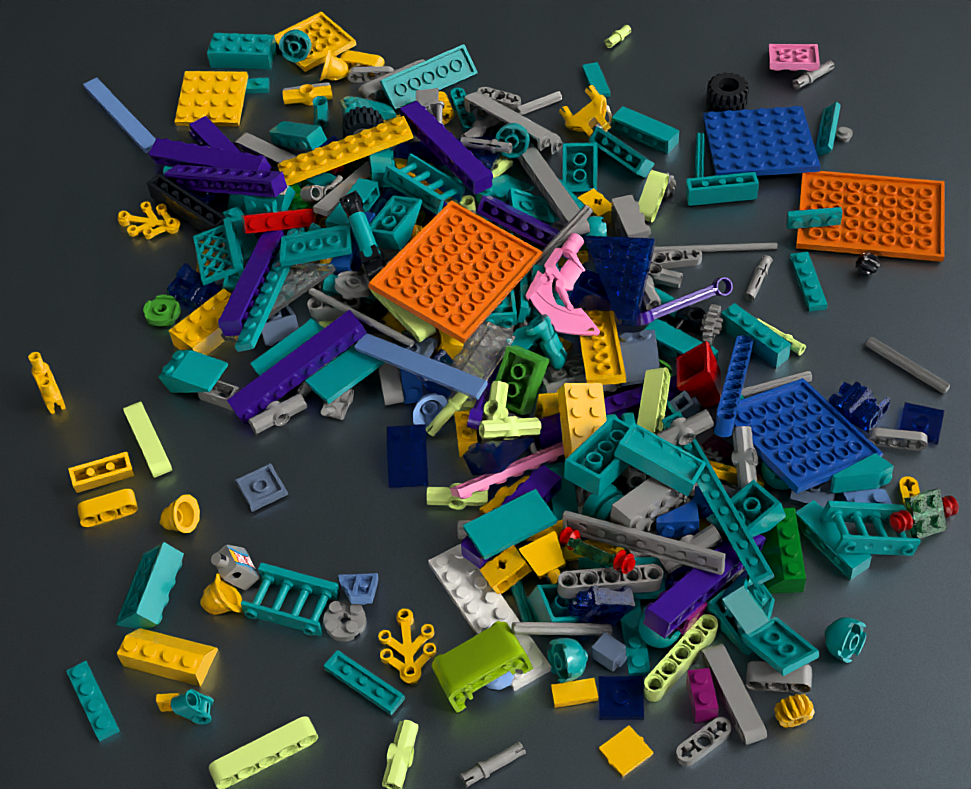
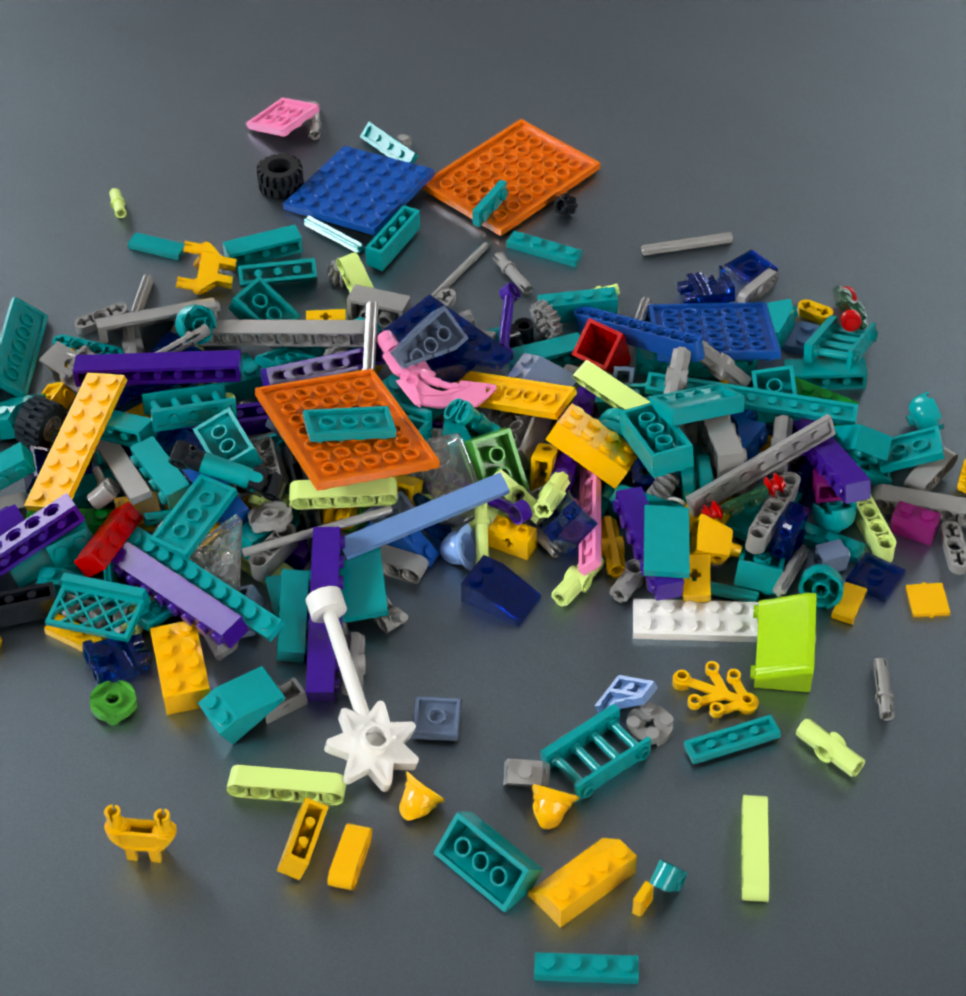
camera: 60 degrees left, 5 degrees down
(205, 459) = (368, 737): none -> white piece
(451, 267) = (349, 423): none -> teal plate
(594, 264) = (429, 339): none -> sand blue wedge

